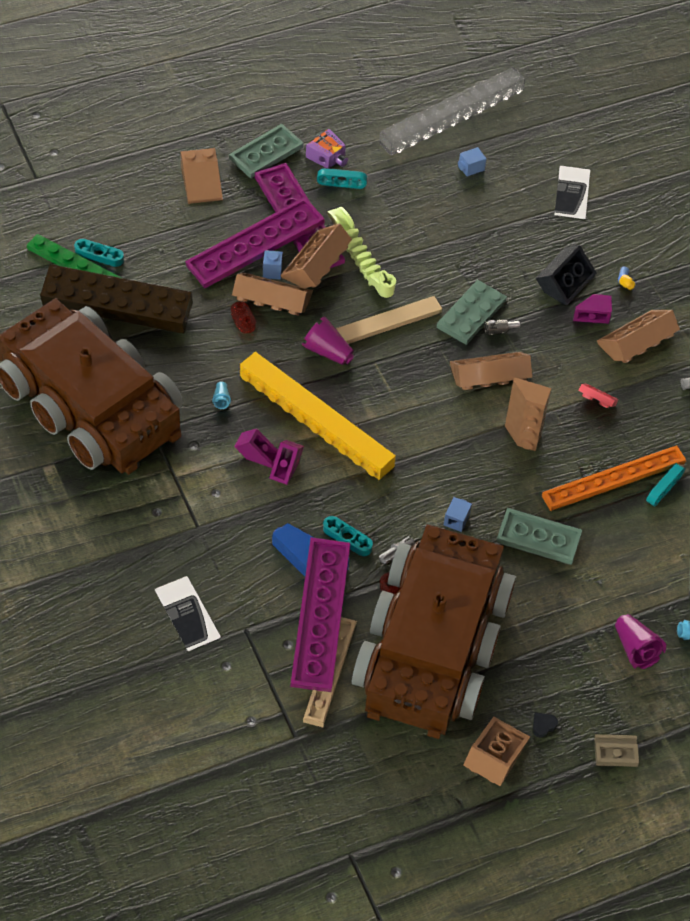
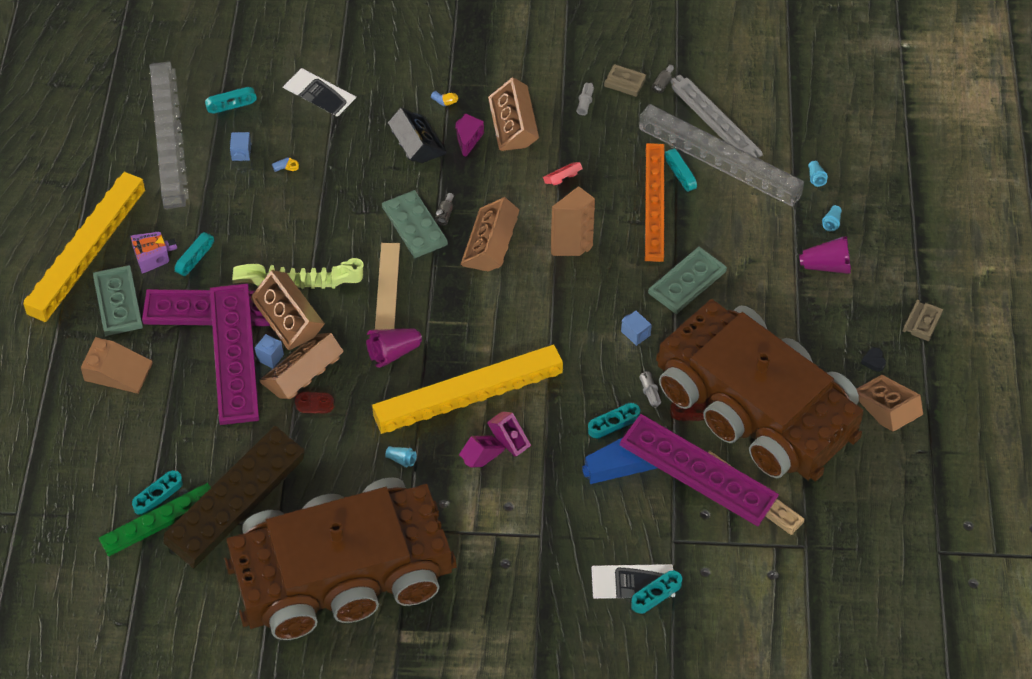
camera: 60 degrees left, 0 degrees up
(179, 625) = (661, 584): none -> teal beam
(306, 108) = (84, 247): none -> yellow brick
(477, 200) = (287, 163): none -> arm
(509, 130) = (224, 97): none -> teal beam

